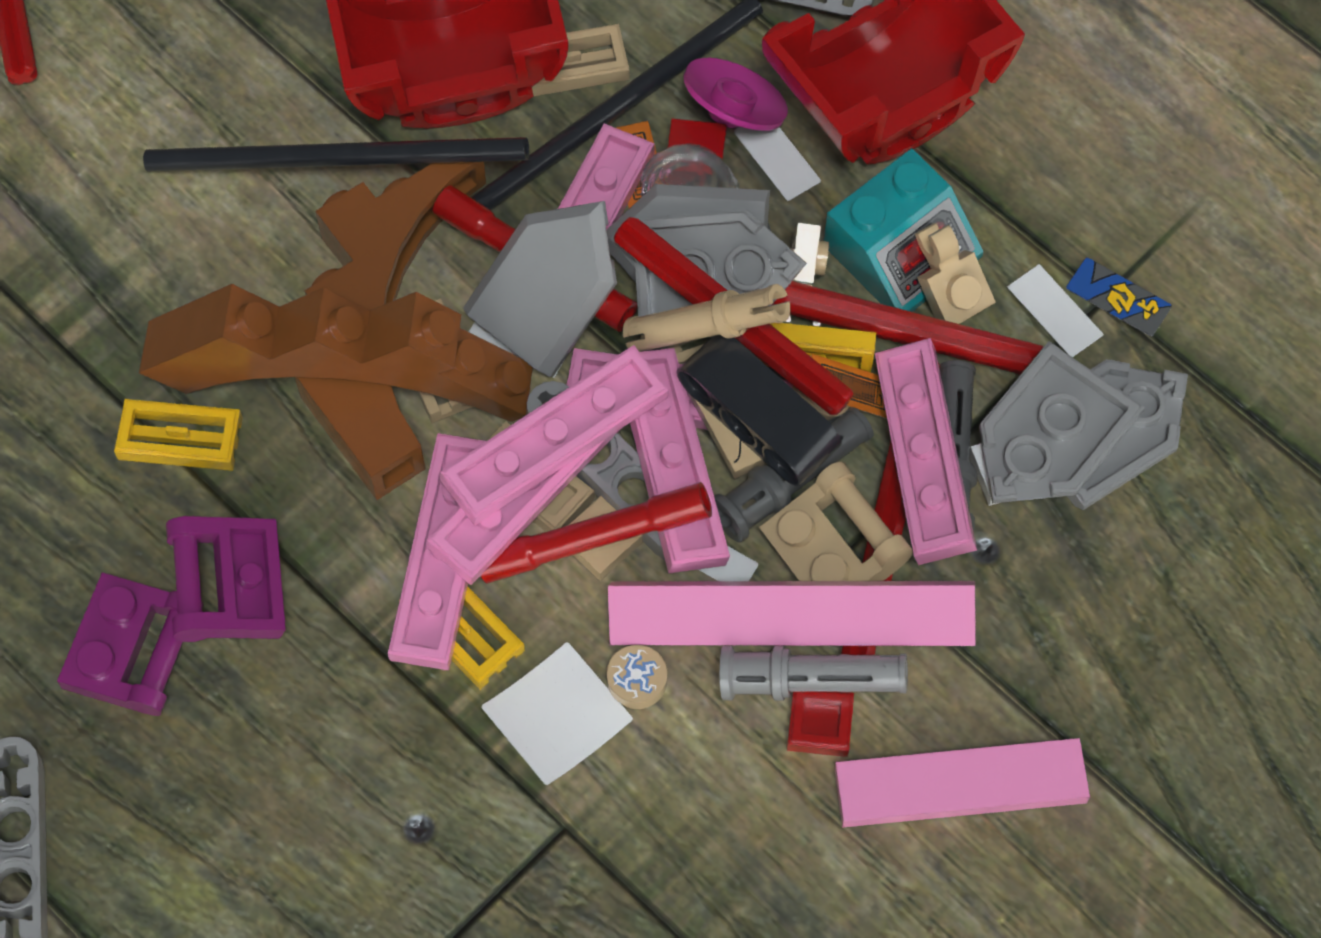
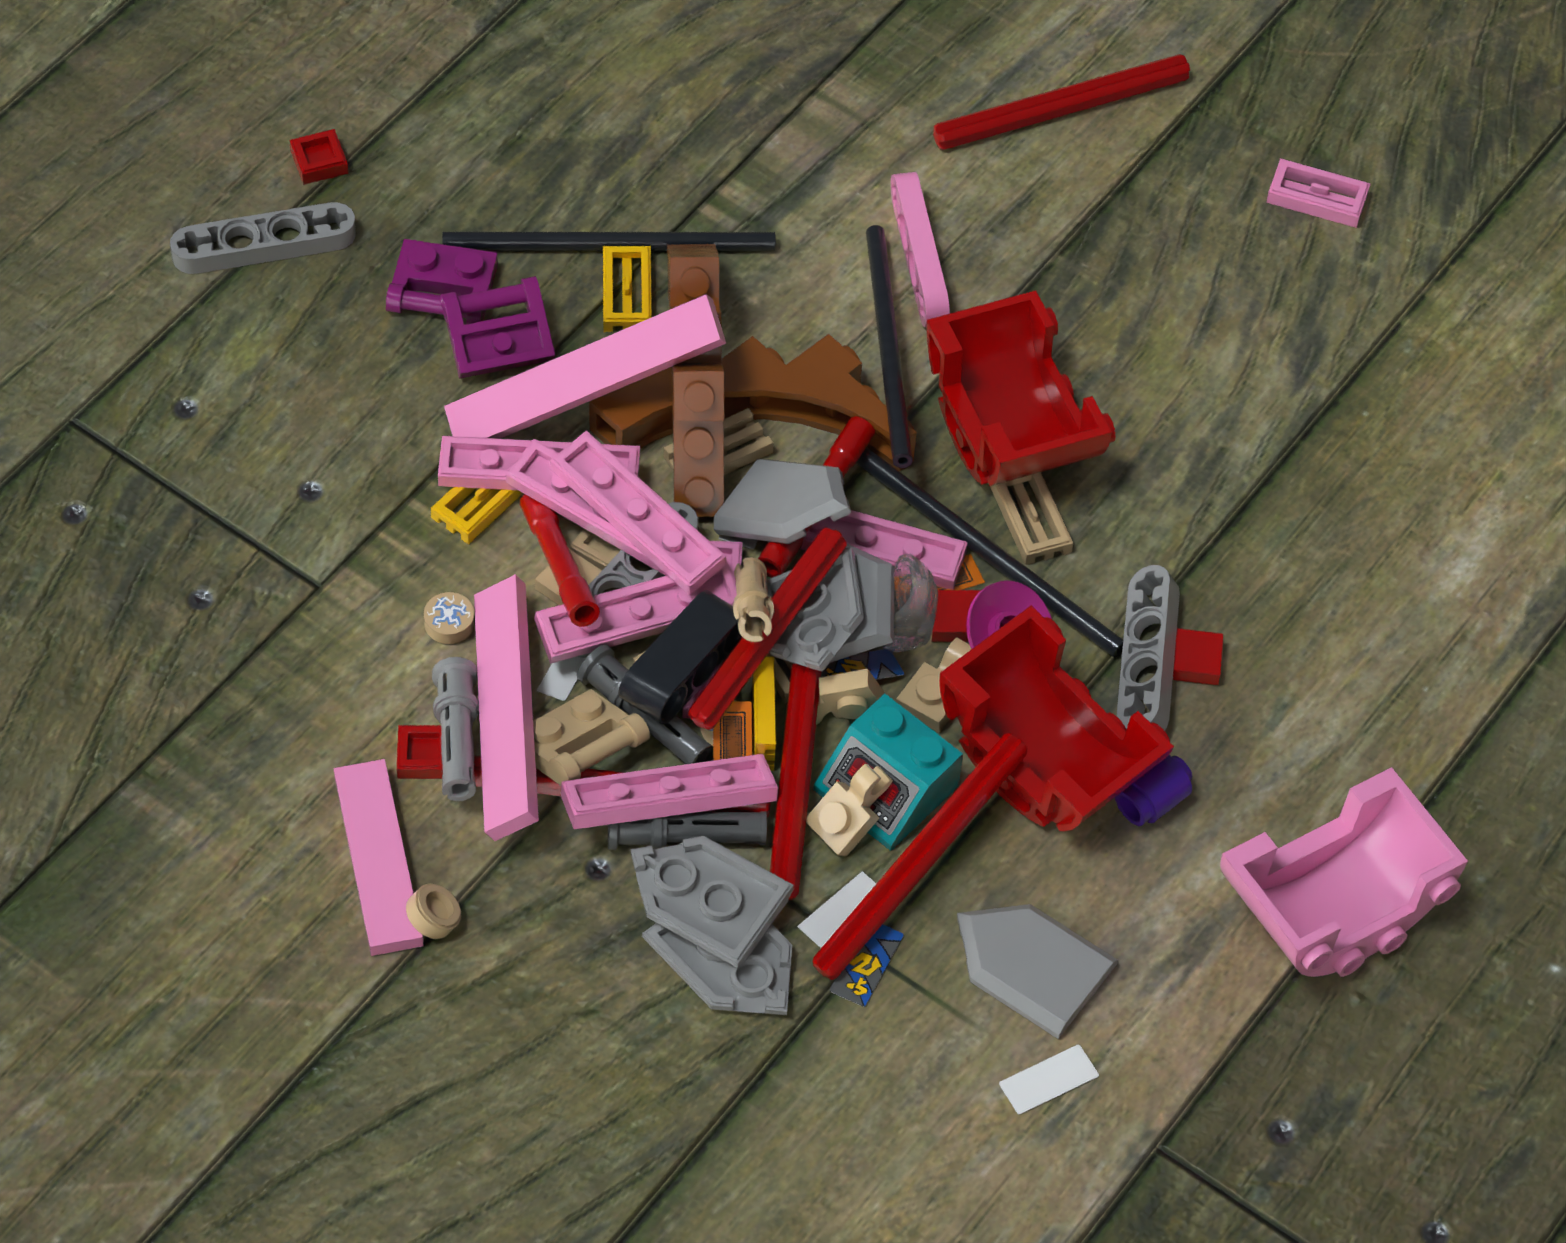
camera: 80 degrees right, 10 degrees down
(100, 453) = (596, 240): none -> black piece
(189, 113) = (919, 246): none -> bright pink beam
(356, 465) = (588, 372): none -> bright pink tile
(557, 714) = (412, 568): white sticker -> none
(795, 182) = (922, 692): none -> tan plate
(1021, 213) = (919, 856): none -> red axle
(1047, 723) = (433, 911): none -> tan tile
(1133, 139) = (1032, 963): none -> light grey tile
(1263, 148) = (1048, 1079): none -> white sticker

